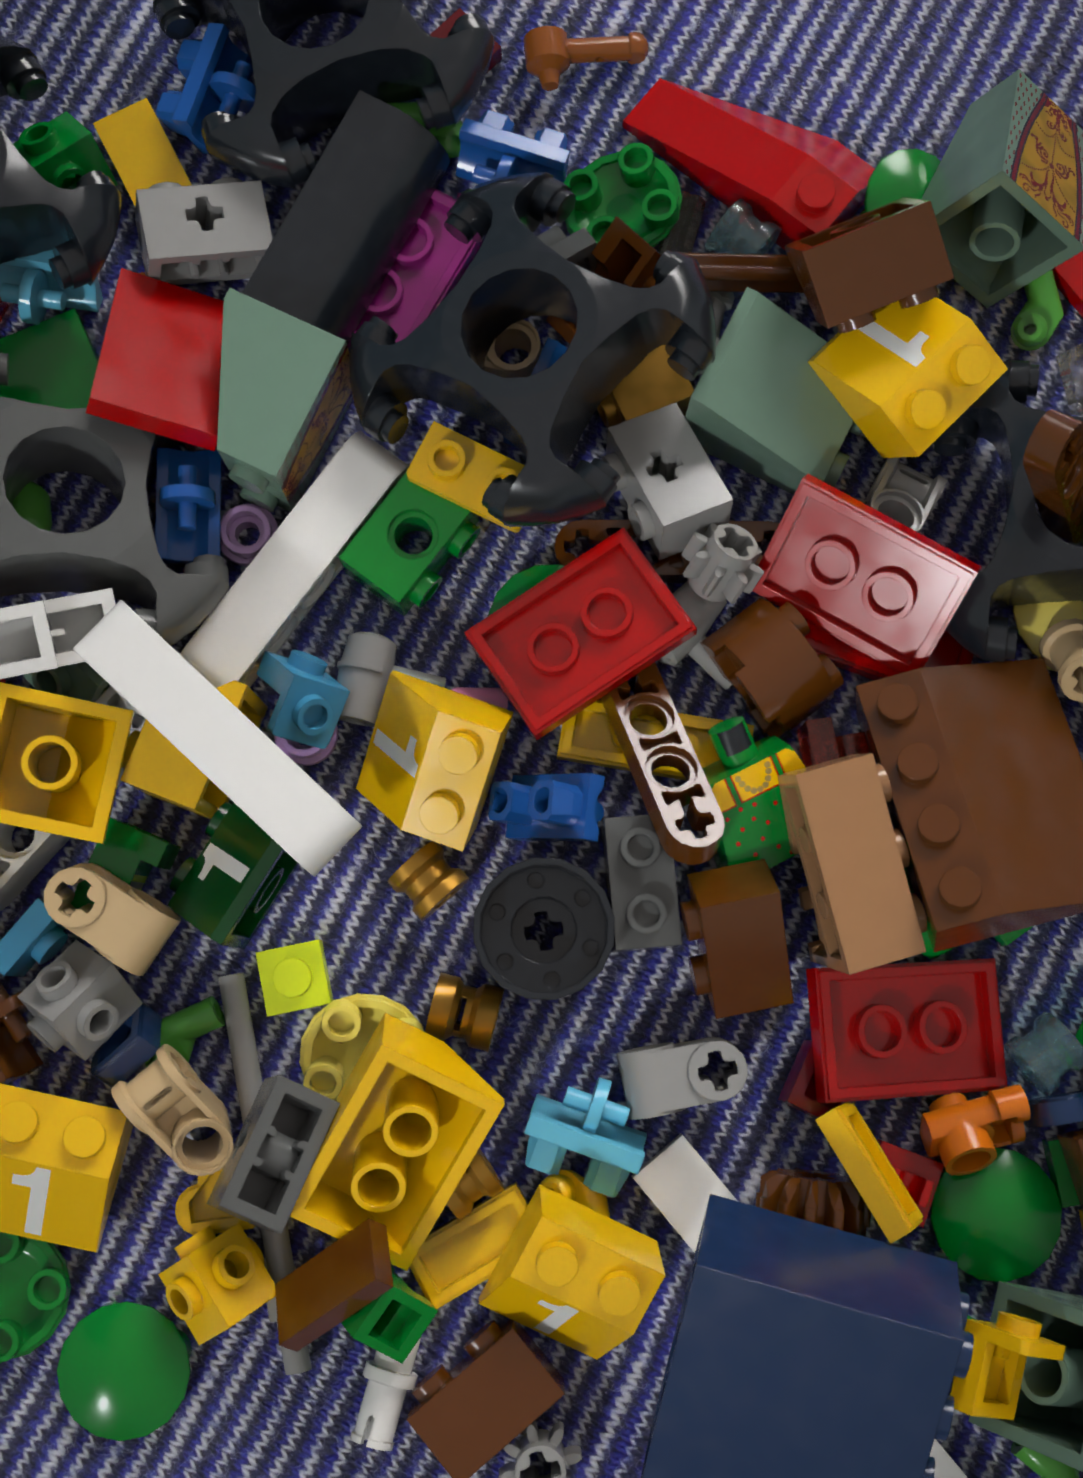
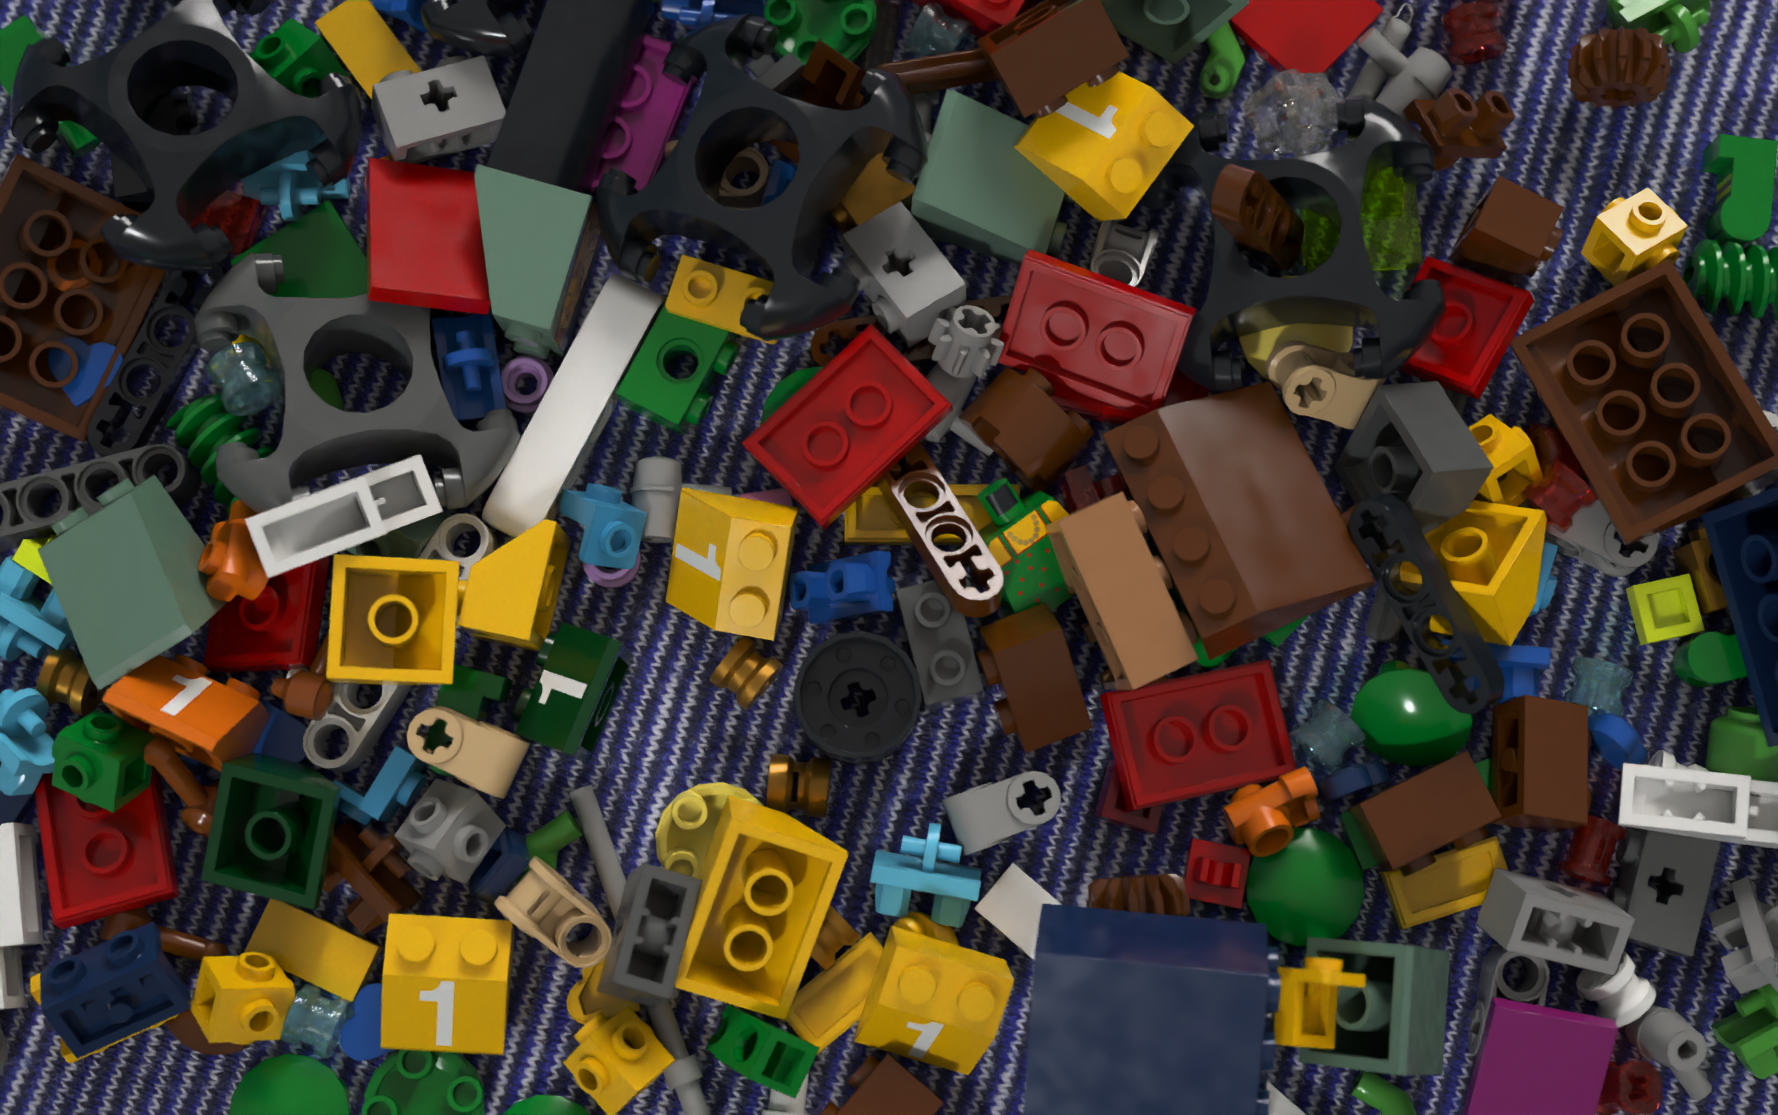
camera: 10 degrees left, 0 degrees up
(217, 738) = (540, 571): white beam -> none
(294, 977) = (638, 781): neon yellow plate -> none
(333, 1285) = (722, 1040): reddish brown tile -> none
(870, 1171) = (1181, 861): yellow tile -> none

